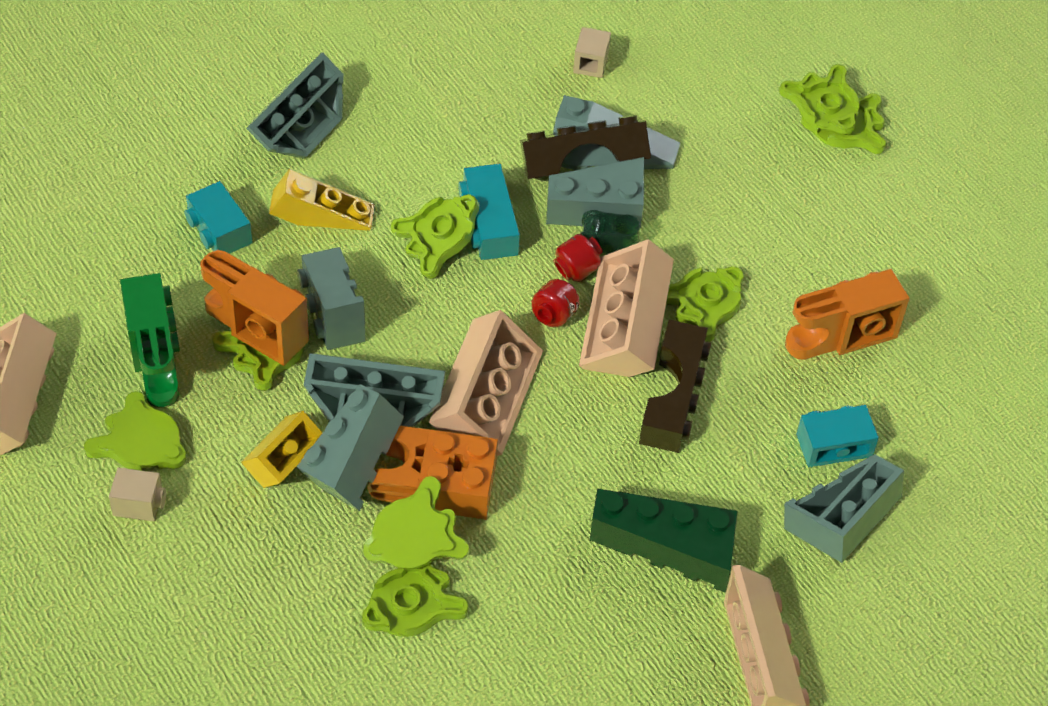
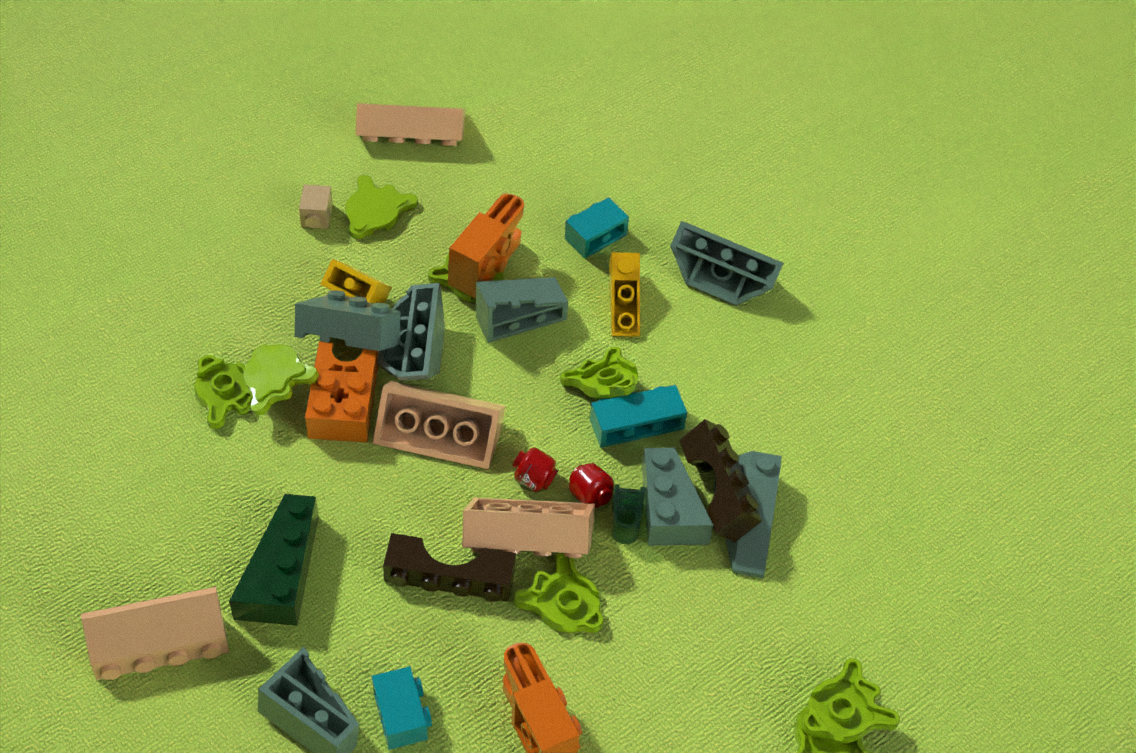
camera: 85 degrees right, 0 degrees up
(151, 337) = (454, 191): green brick -> none
(592, 52) = (864, 490): tan brick -> none

